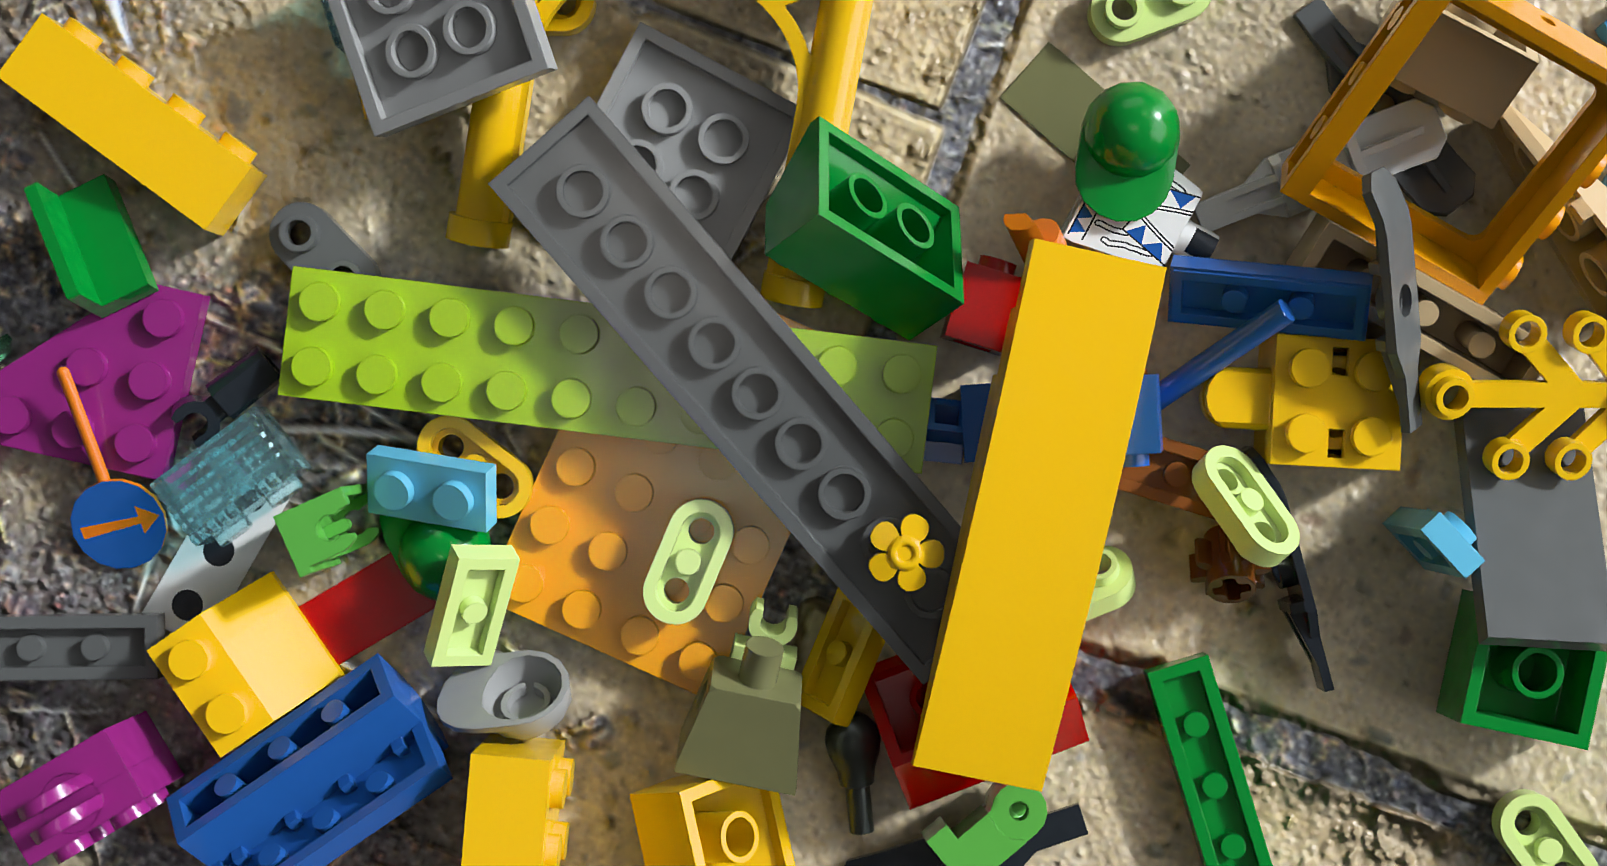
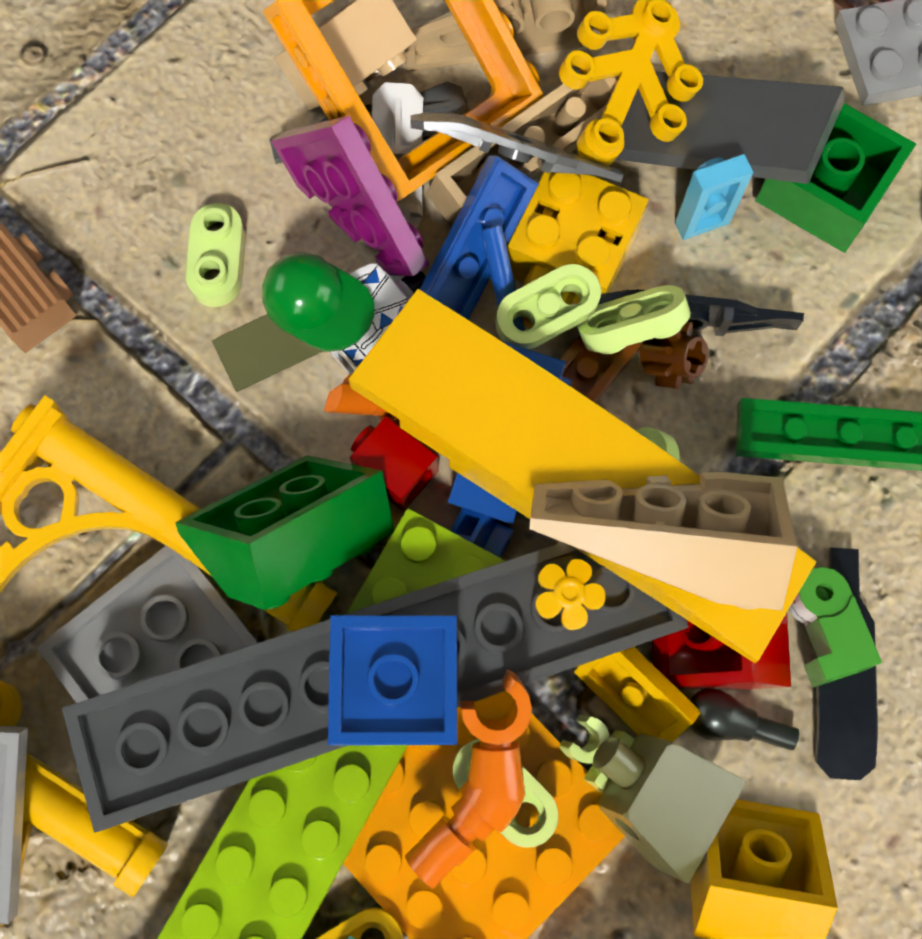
camera: 65 degrees left, 15 degrees down
(680, 549) = (490, 794): none -> orange piece
(746, 412) = (392, 680): none -> blue plate
(1009, 664) = (711, 538): none -> tan wedge
(1218, 407) = (544, 307): none -> yellowish green plate
(1296, 109) = (337, 167): none -> magenta plate

